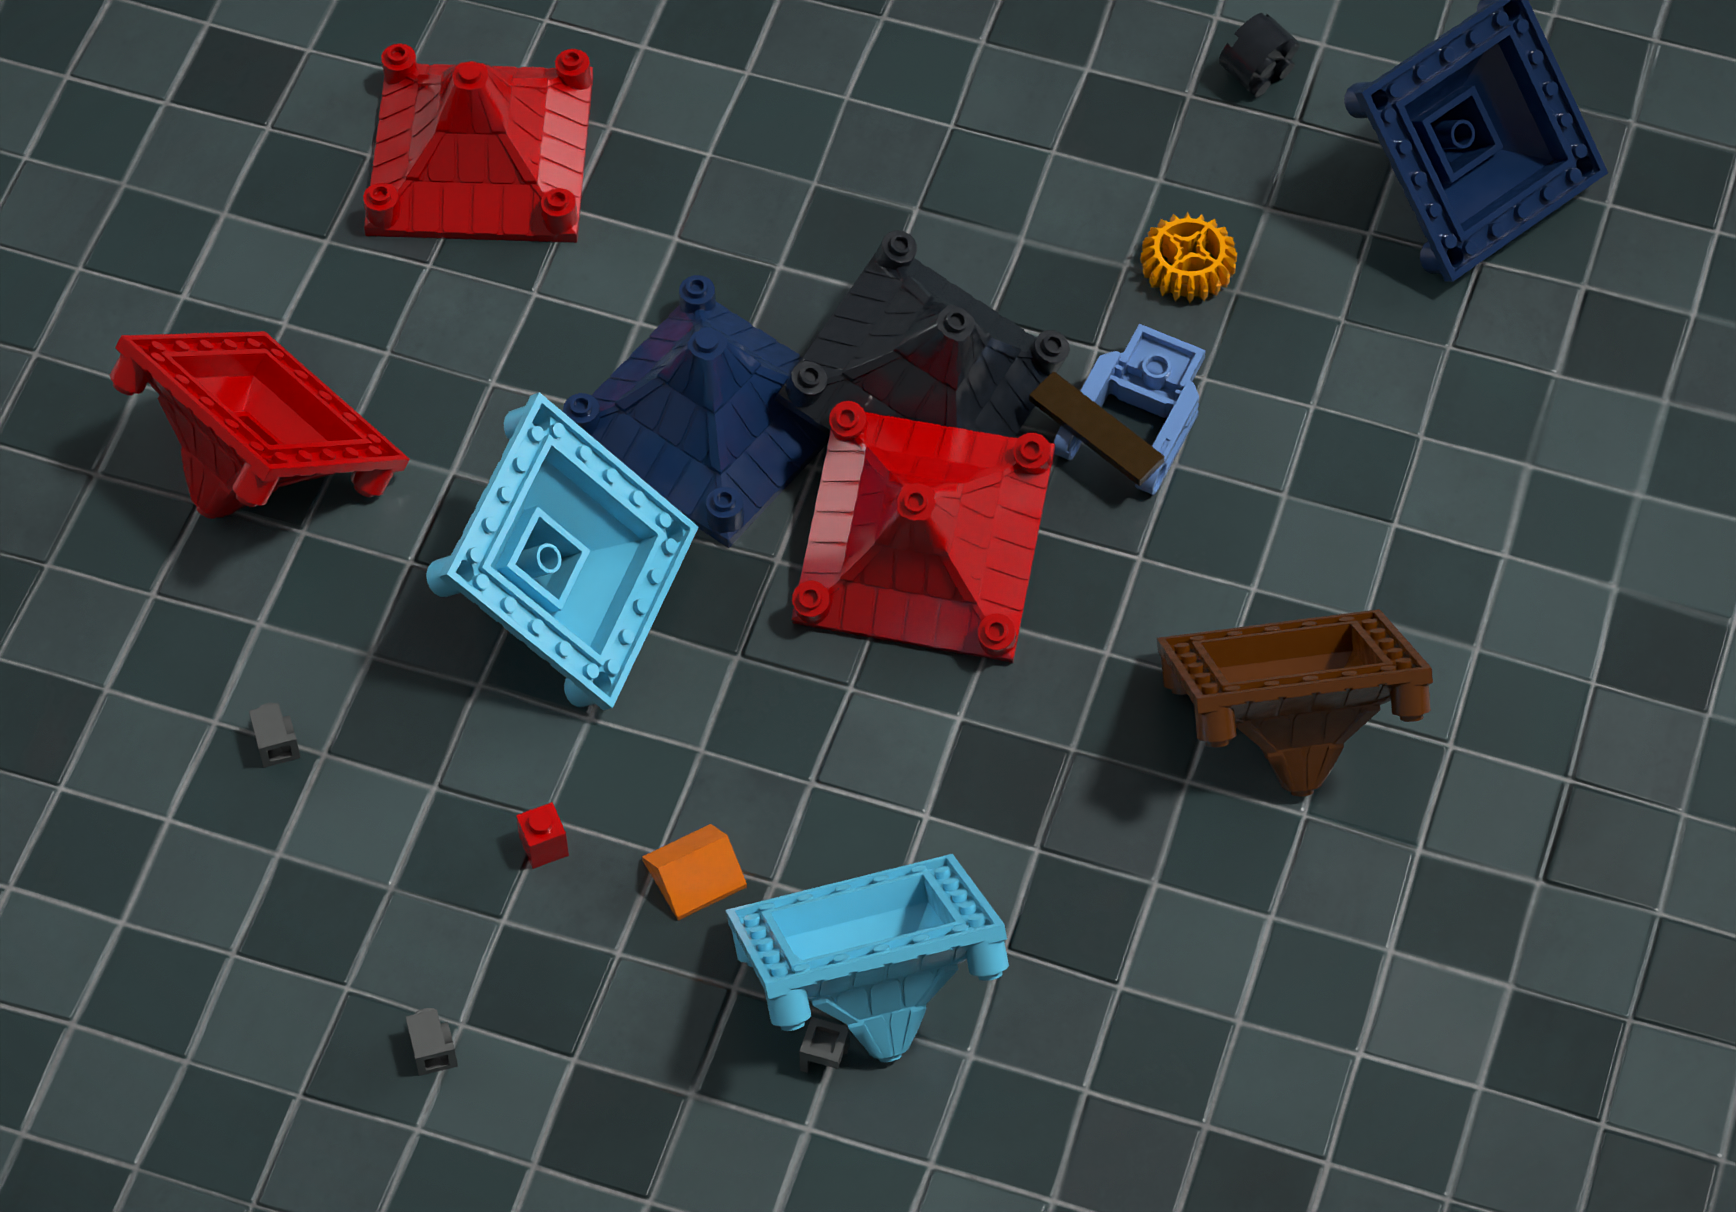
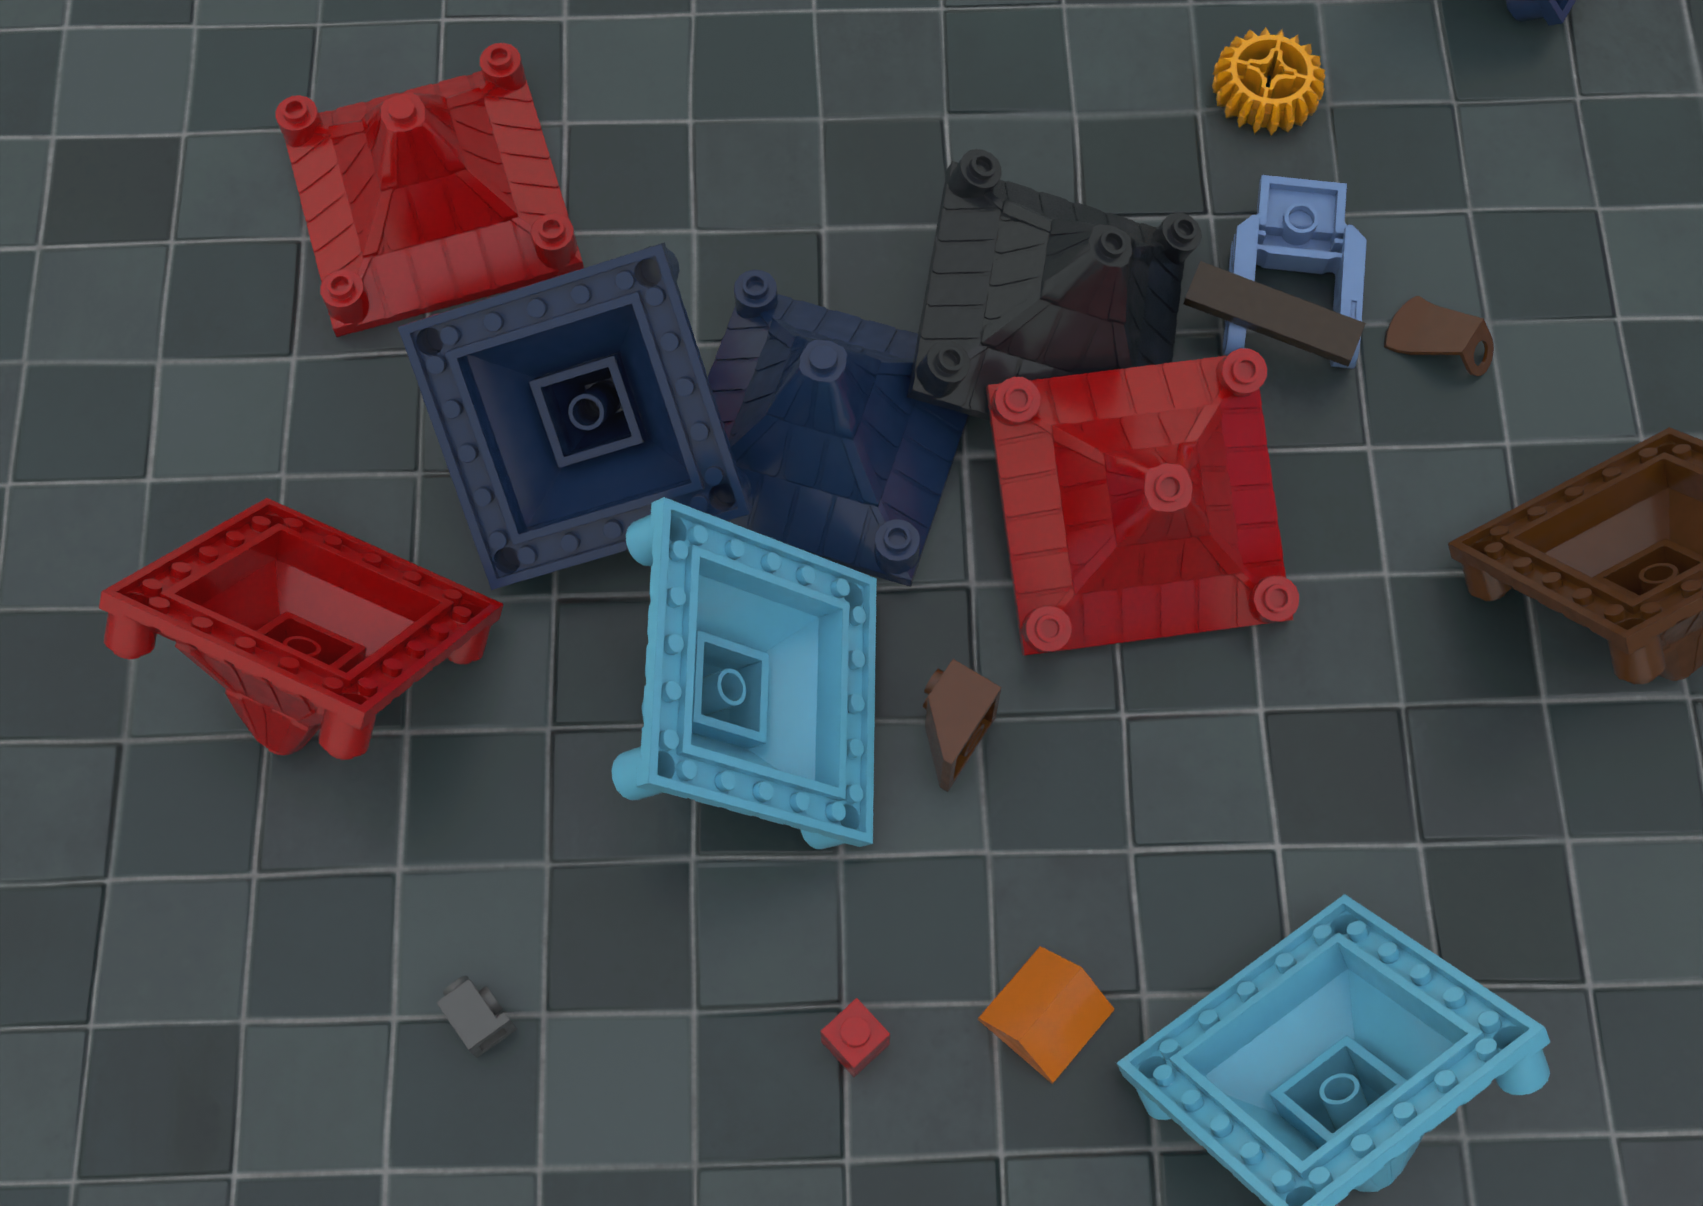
camera: 20 degrees left, 10 degrees up
(507, 317) = (574, 413): none -> dark blue piece
(715, 643) = (957, 717): none -> reddish brown slope
(1233, 484) = (1435, 330): none -> reddish brown piece

